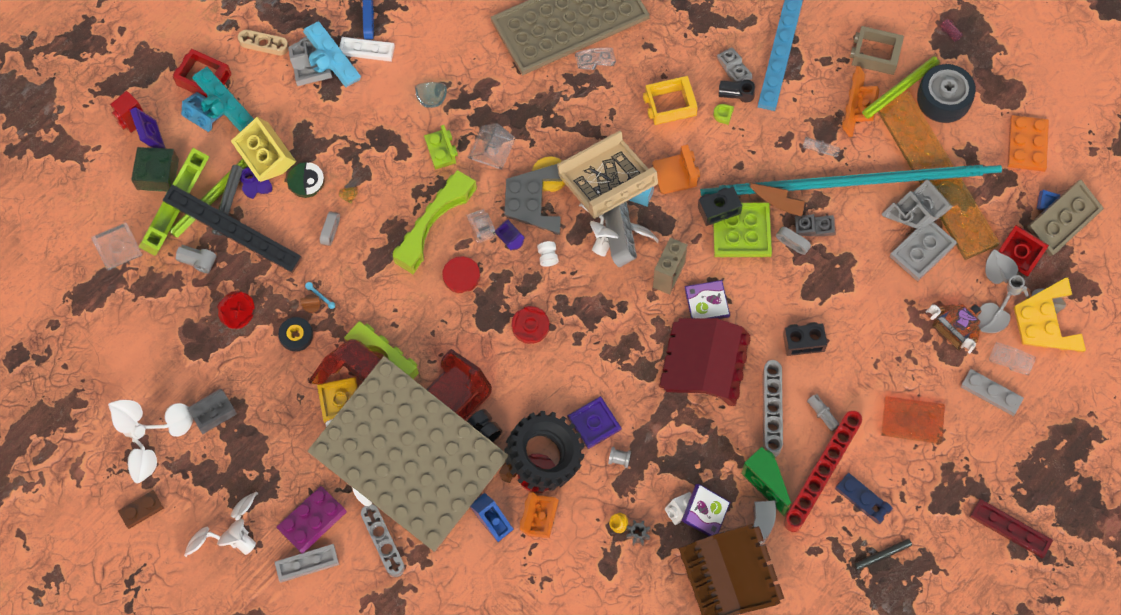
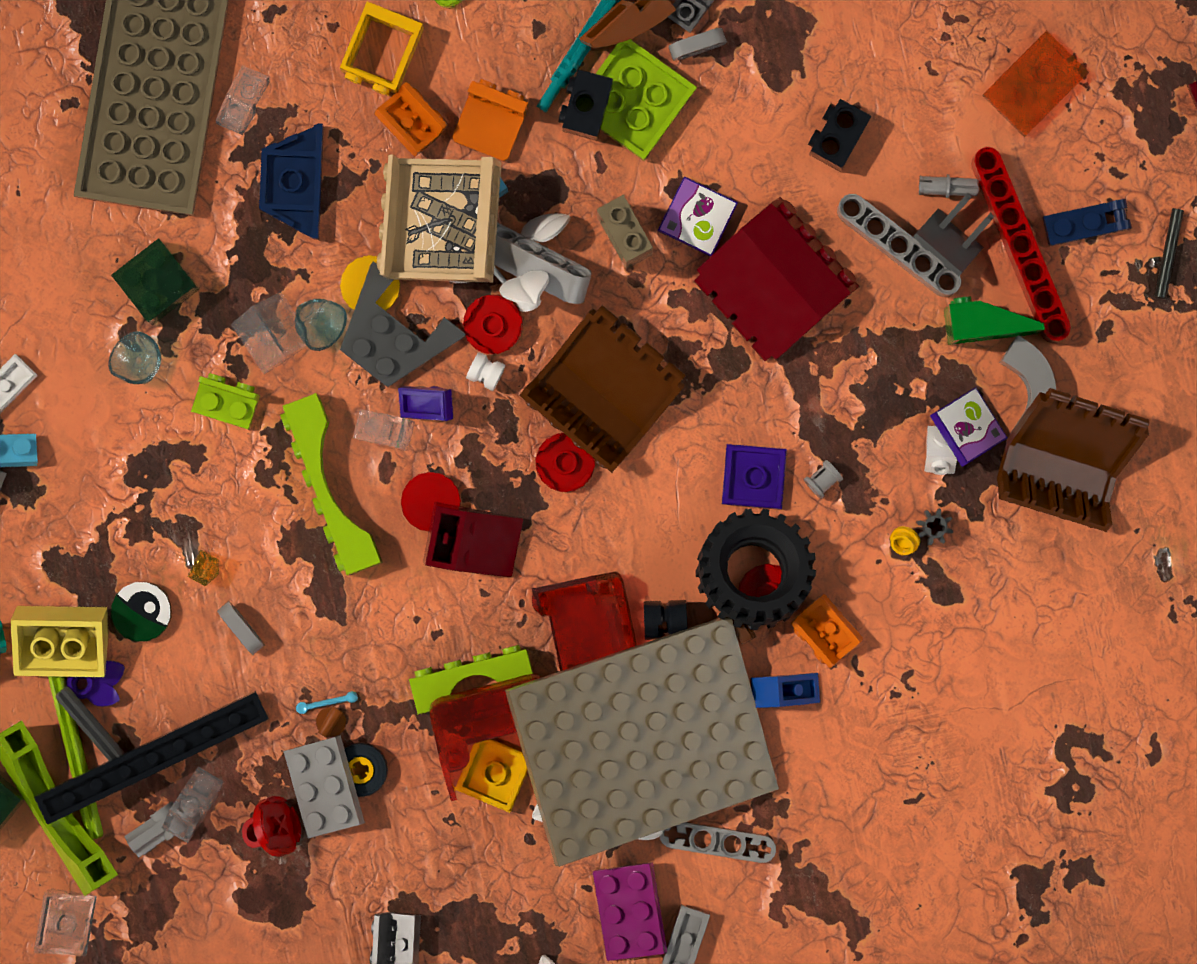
camera: 50 degrees left, 20 degrees up
(220, 262) = (192, 804): none -> clear brick
(273, 321) = (324, 787): none -> light grey plate
(454, 303) = (472, 540): none -> dark red slope
(476, 77) = (155, 281): none -> clear green brick
(511, 161) = (319, 323): none -> clear light blue helmet
(574, 105) = (293, 180): none -> dark blue wing
(574, 242) = (493, 324): none -> red tile
(582, 314) = (604, 388): none -> reddish brown hinge
(646, 136) = (411, 119): none -> orange bracket
(794, 431) = (948, 242): none -> dark grey plate

